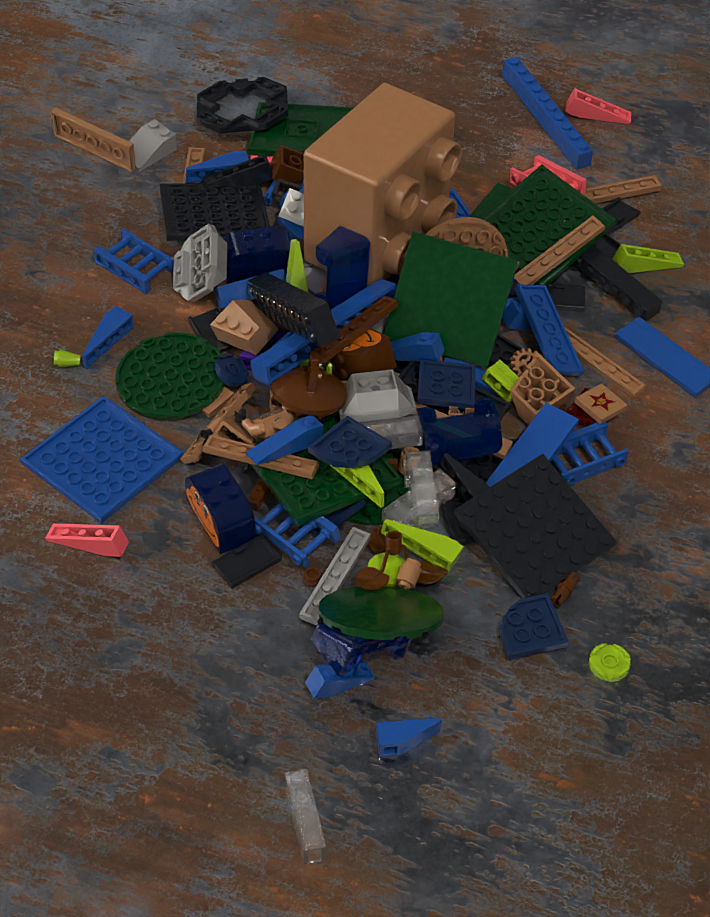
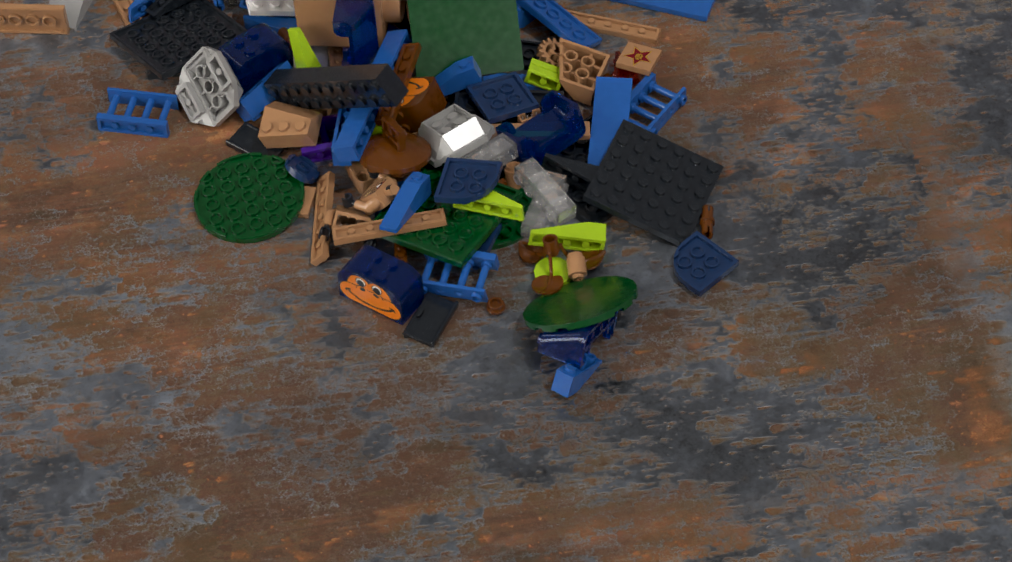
camera: 25 degrees left, 0 degrees up
(66, 359) = (142, 224): lime cone -> none
(97, 539) = (285, 361): coral slope -> none
(102, 459) = (240, 294): blue tile -> none
(110, 330) = (165, 177): blue slope -> none
(305, 816) = (625, 487): clear brick -> none
(335, 573) = (514, 296): light grey plate -> none
(401, 736) = (655, 394): blue slope -> none
(609, 662) = (778, 262): lime tile -> none

